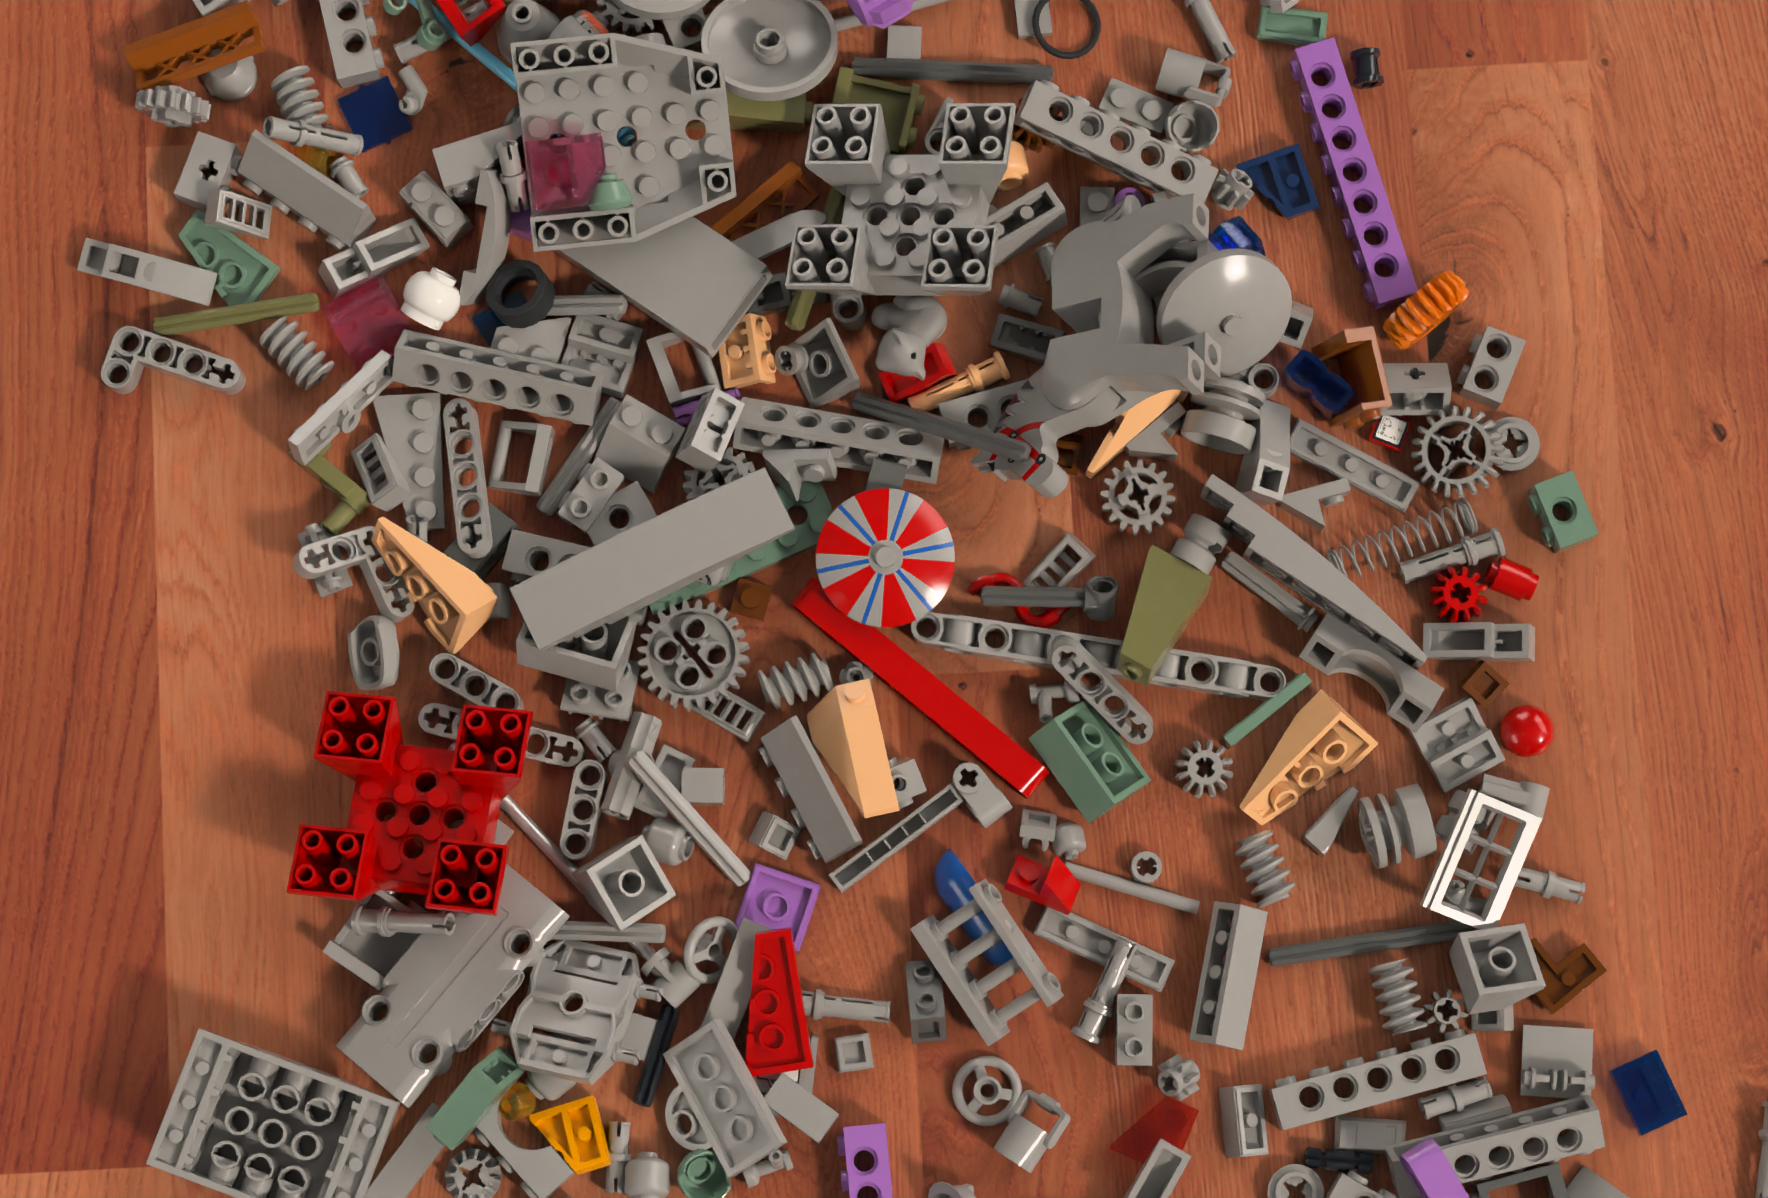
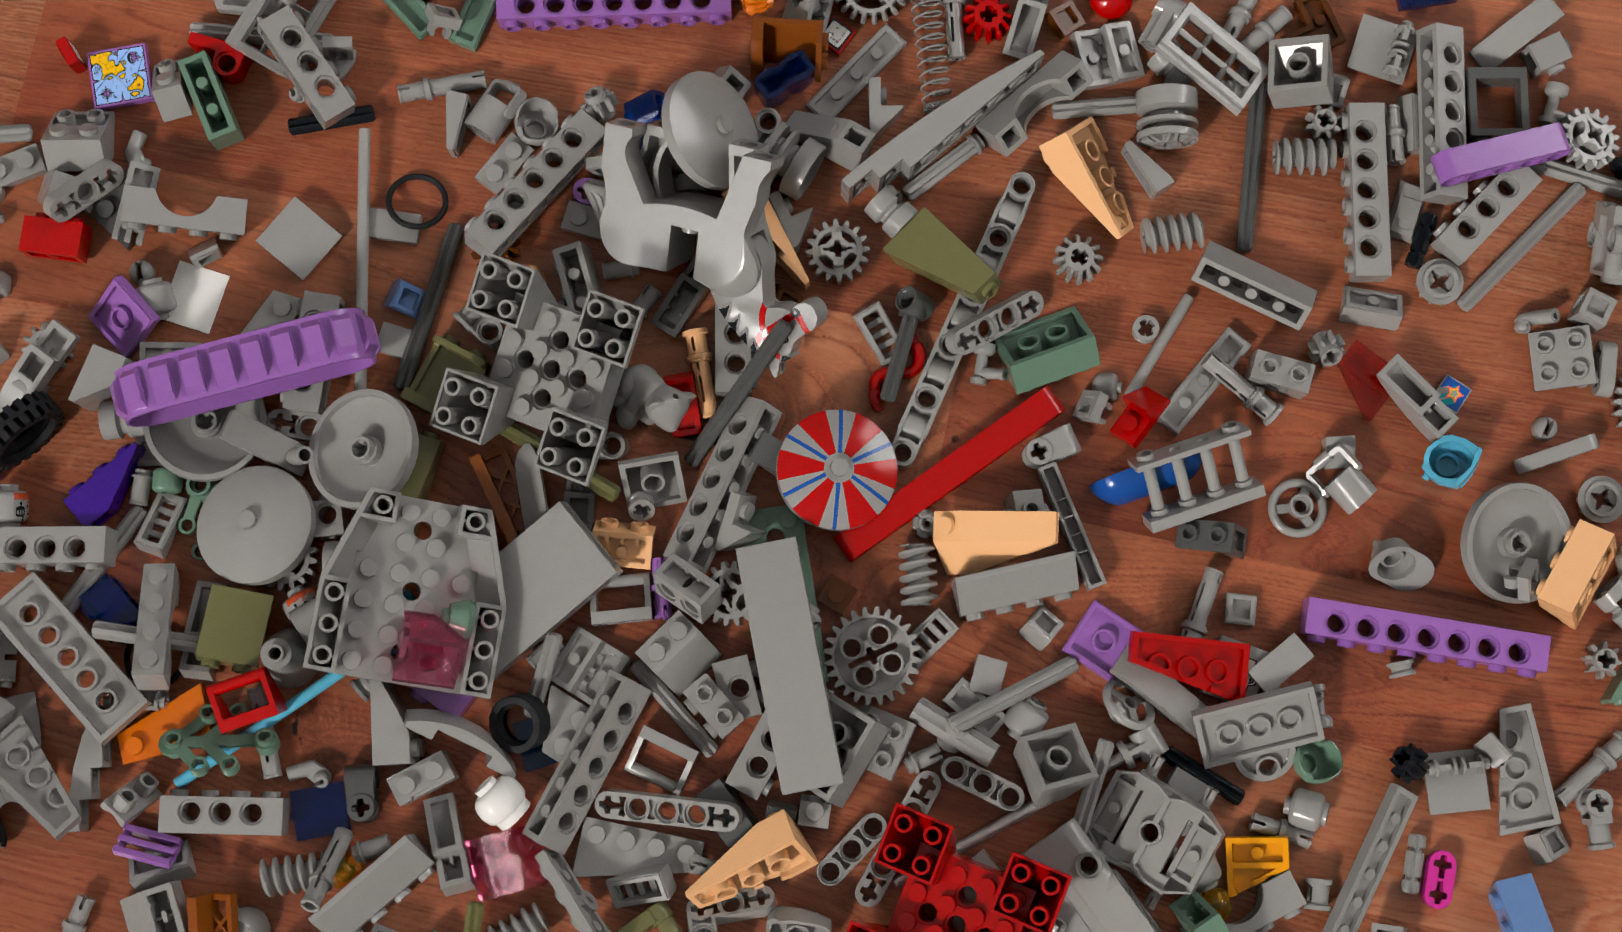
camera: 80 degrees left, 0 degrees up
(409, 150) = (362, 786): none -> dark grey piece
(503, 634) = (814, 811): none -> light grey brick
(513, 175) = (416, 700): light grey pin -> none
(954, 42) = (404, 298): none -> medium blue slope
(1075, 1127) = (1339, 460): none -> light grey slope
(1180, 37) = (457, 110): none -> light grey slope
(1266, 710) = (1043, 198): sand green tile -> none
(1283, 181) = (604, 61): dark blue wing -> none
(1388, 742) = (1093, 107): none -> light grey axle
(1537, 919) = (1267, 29): none -> light grey pin

